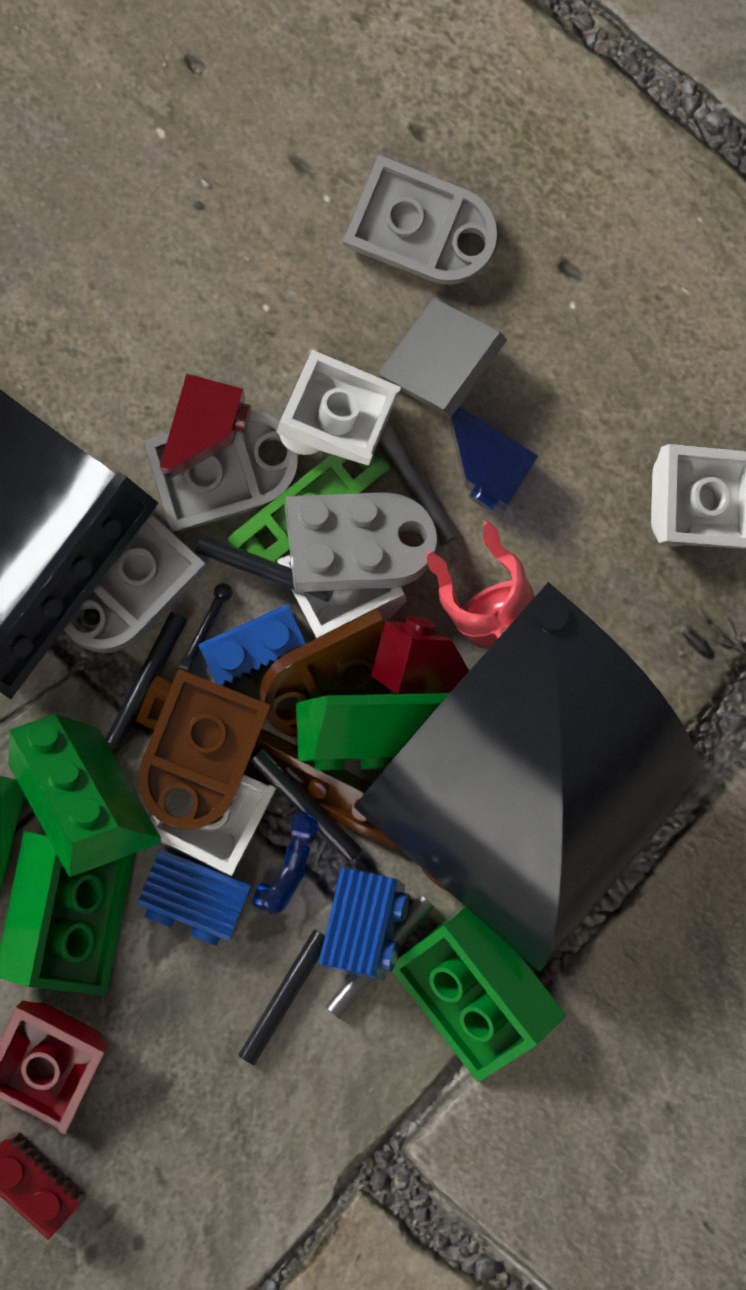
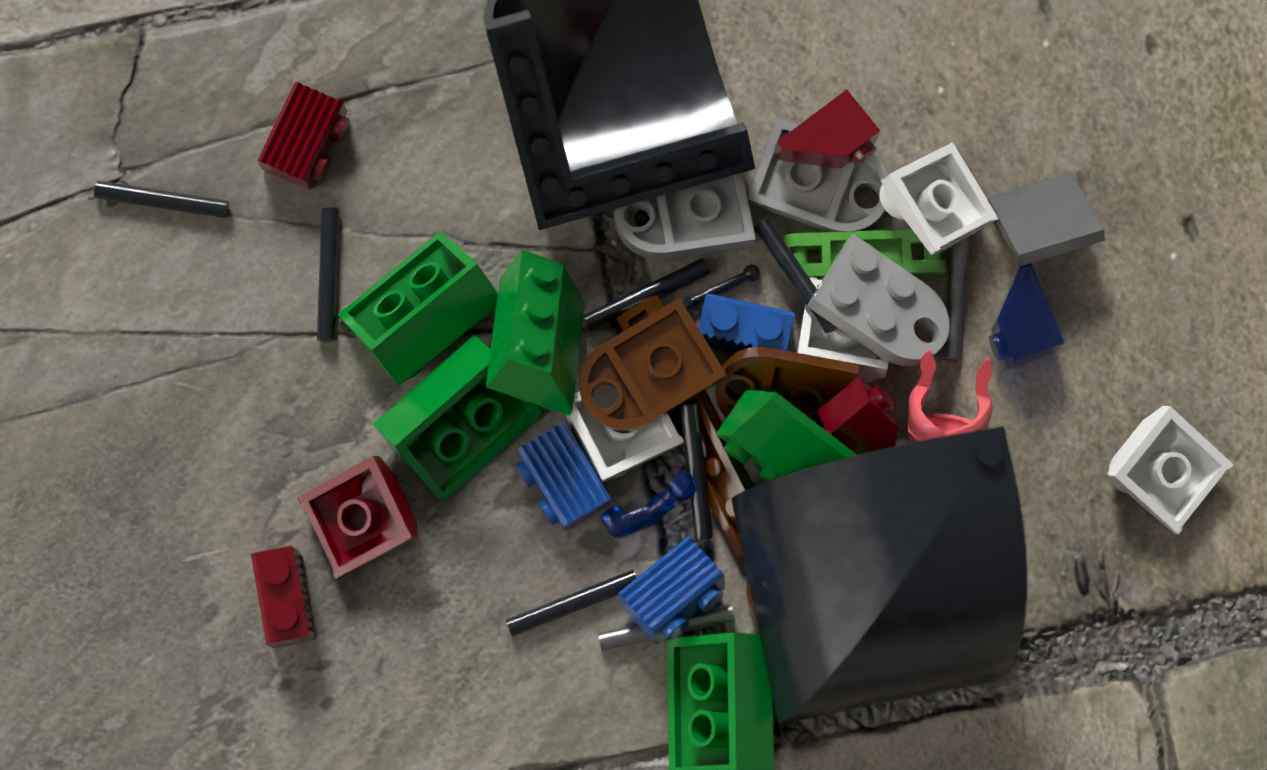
camera: 35 degrees right, 5 degrees down
(416, 224) = (1101, 108): light grey plate -> none

